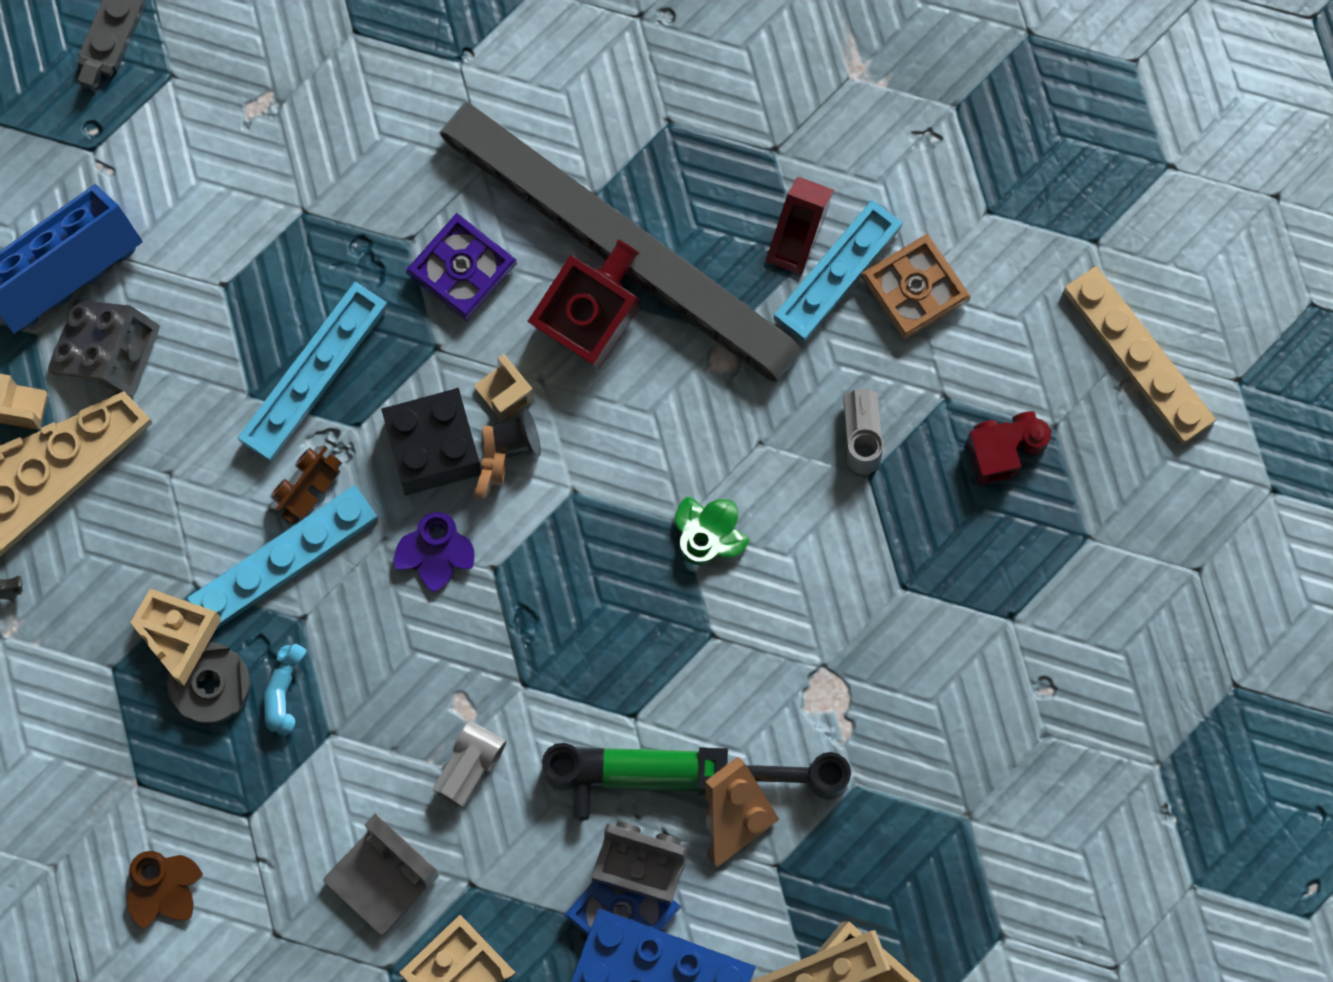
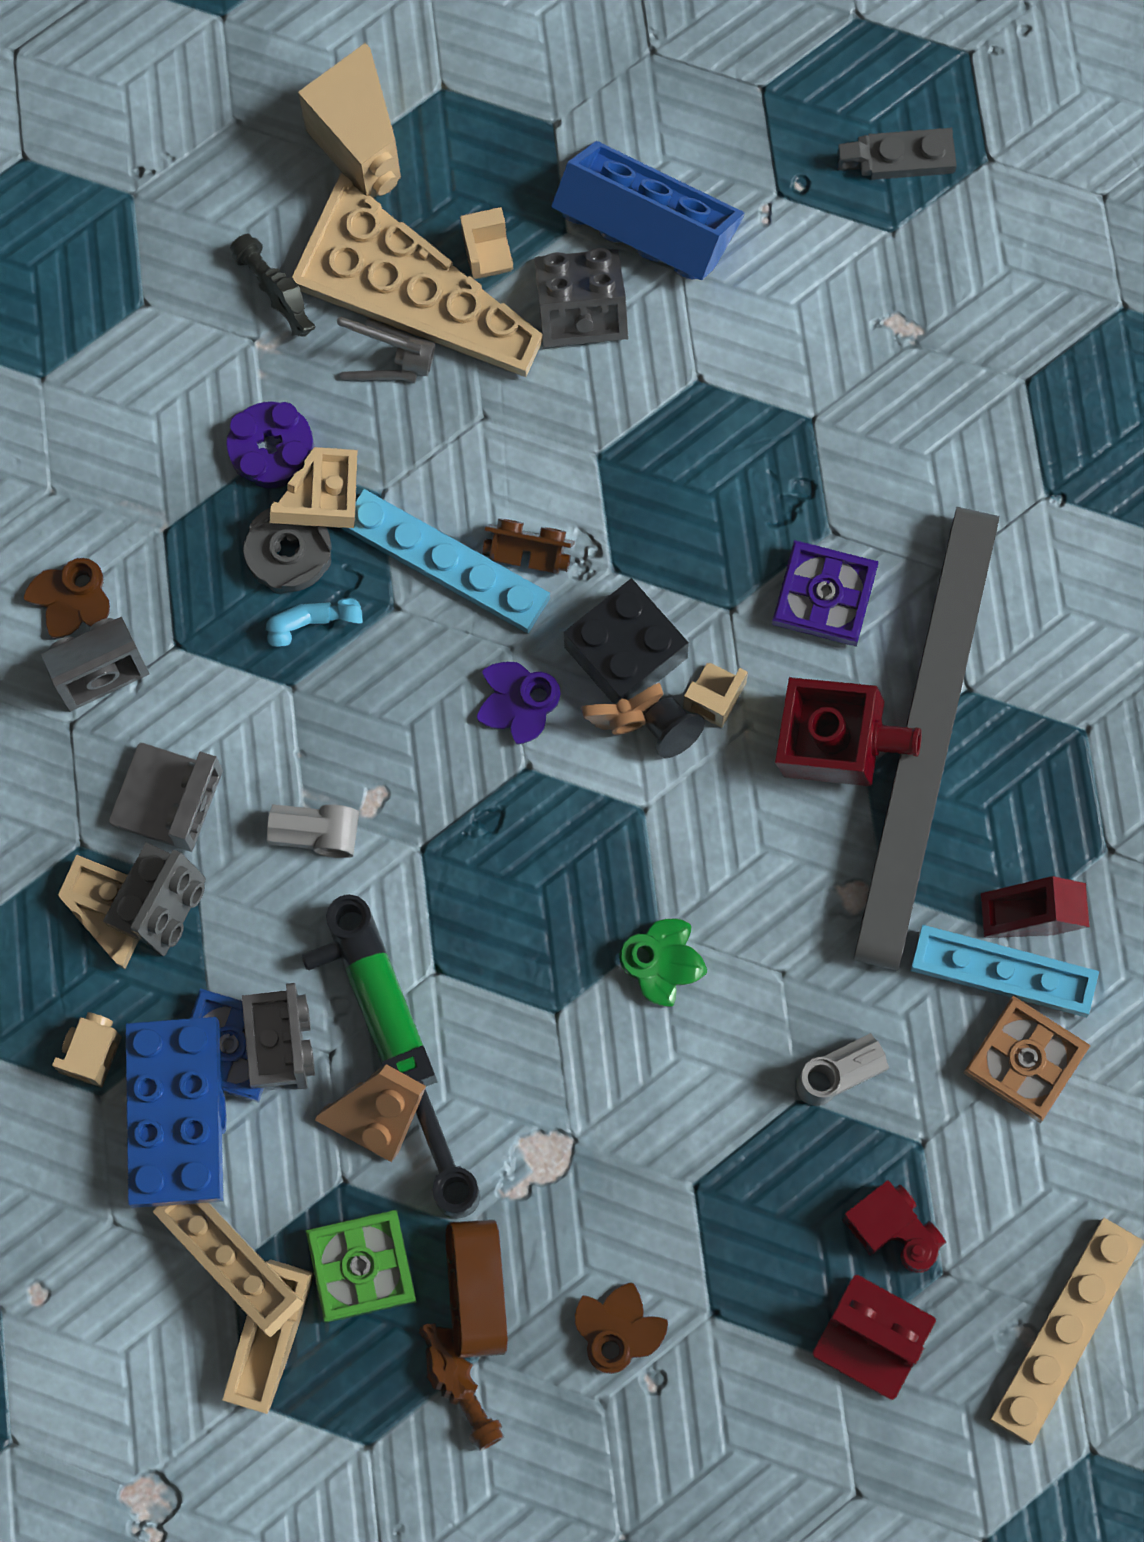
camera: 70 degrees right, 0 degrees up
(84, 505) = (412, 353): none -> flat silver plant
(92, 641) = (266, 420): none -> dark purple plate
(233, 886) = (94, 663): none -> flat silver slope
(312, 372) = (647, 501): medium azure plate -> none
(469, 919) = (156, 898): none -> dark grey bracket
(855, 879) = (361, 1266): none -> bright green piece
(915, 792) = (476, 1288): none -> reddish brown beam
(974, 845) = (454, 1381): none -> reddish brown piece
(989, 691) = (620, 1322): none -> reddish brown plate
(1085, 500) = (874, 1337): none -> dark red bracket

